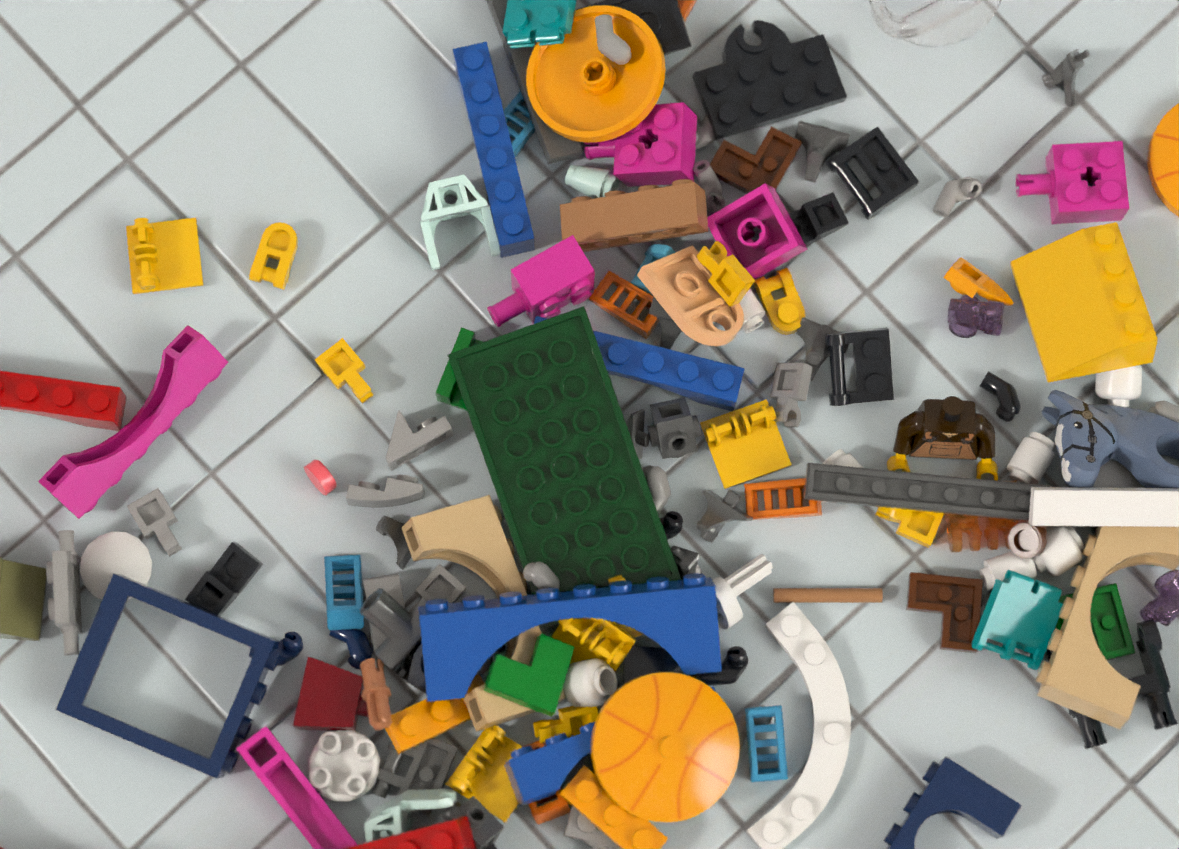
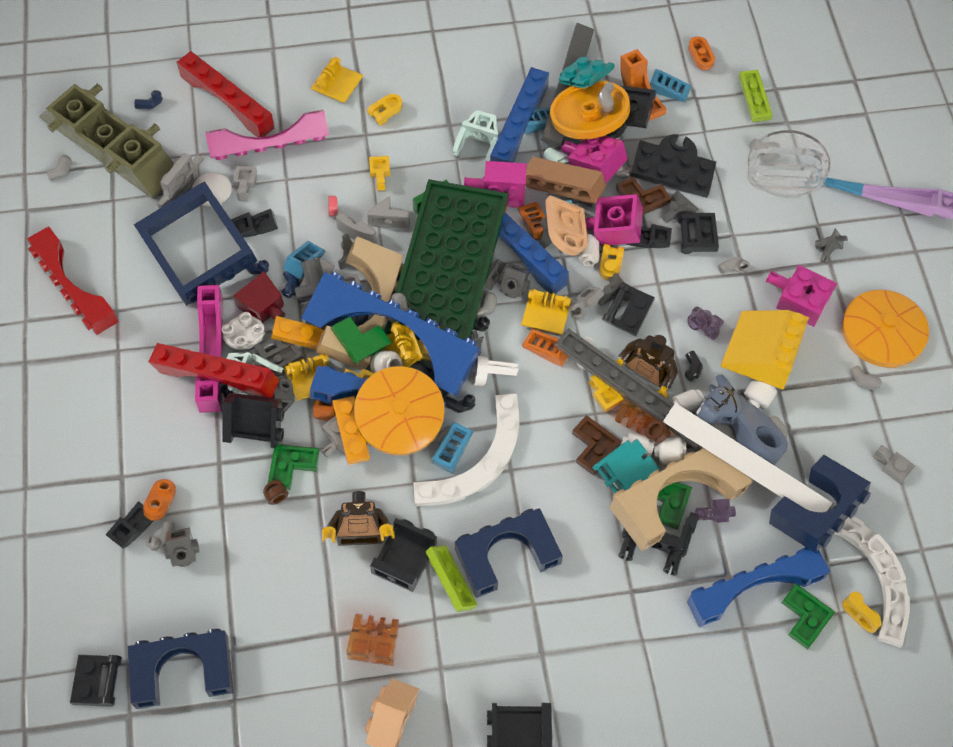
camera: 35 degrees right, 15 degrees down
(376, 693) = (280, 303): nougat axle -> none
(711, 185) = (613, 189): light grey arm -> none
(718, 513) = (508, 333): dark grey piece -> none
(728, 274) = (590, 225): yellow plate -> none
(827, 595) = (537, 403): medium nougat bar -> none
(971, 281) = (713, 304): light orange plate -> none

